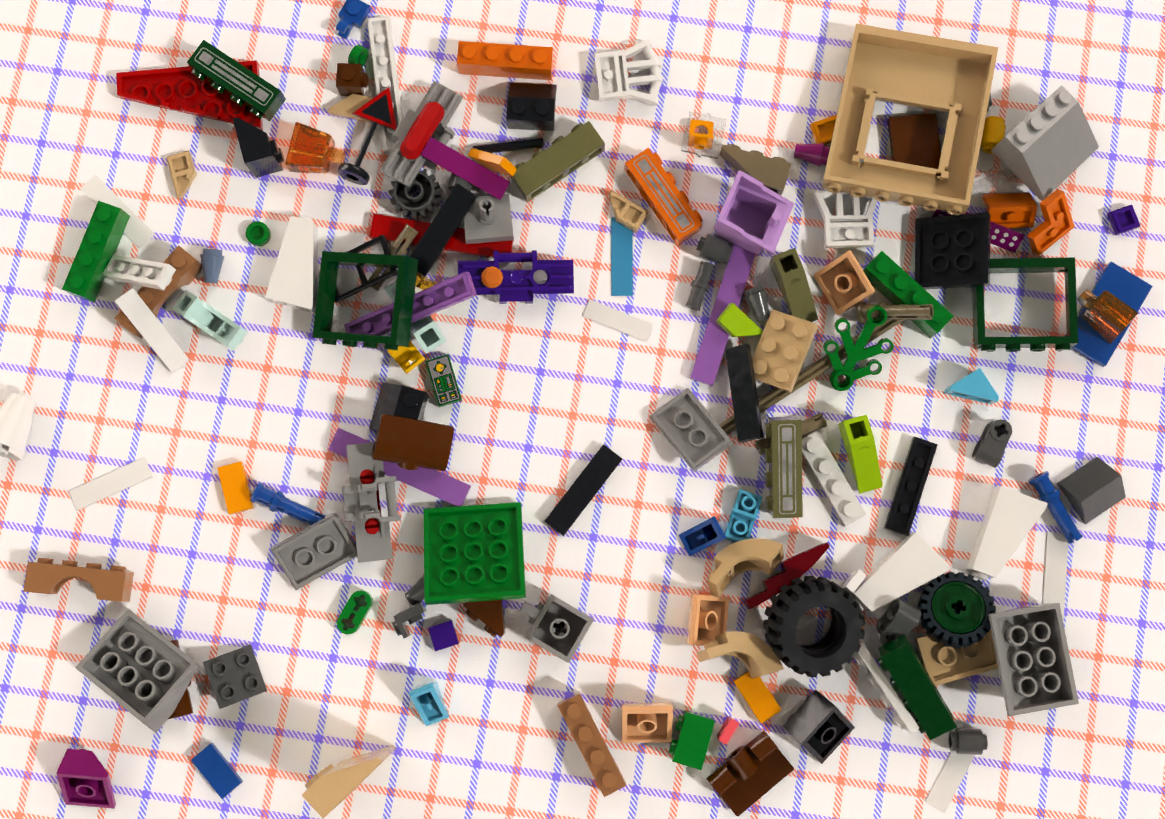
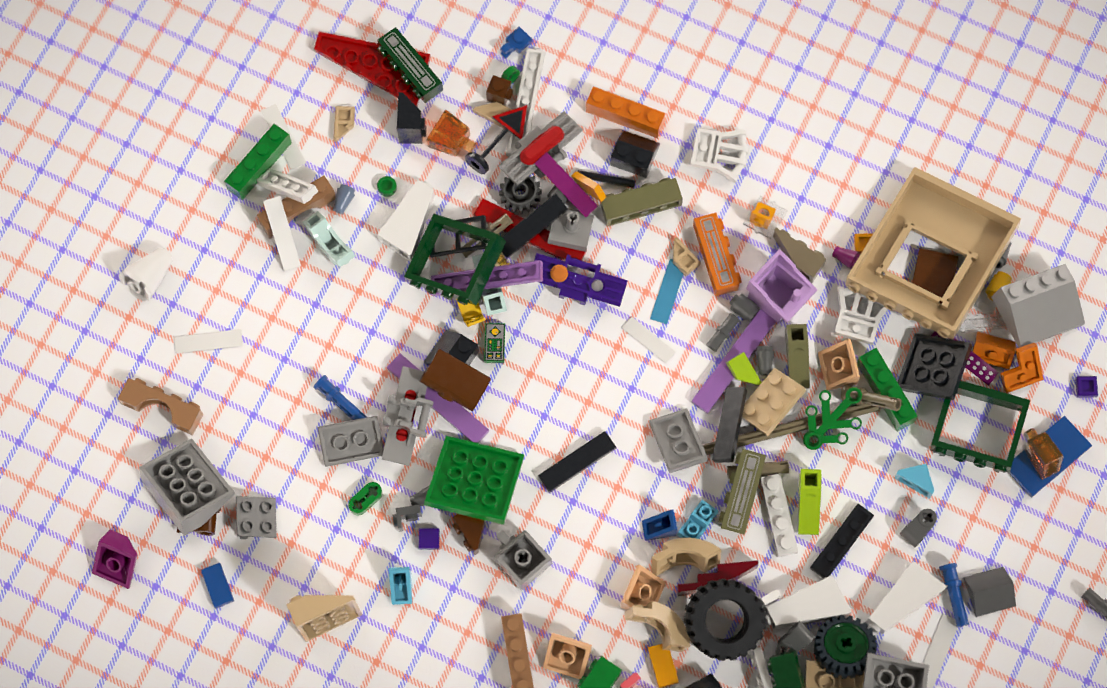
camera: 20 degrees right, 10 degrees down
(235, 488) = (304, 374): light orange tile -> none

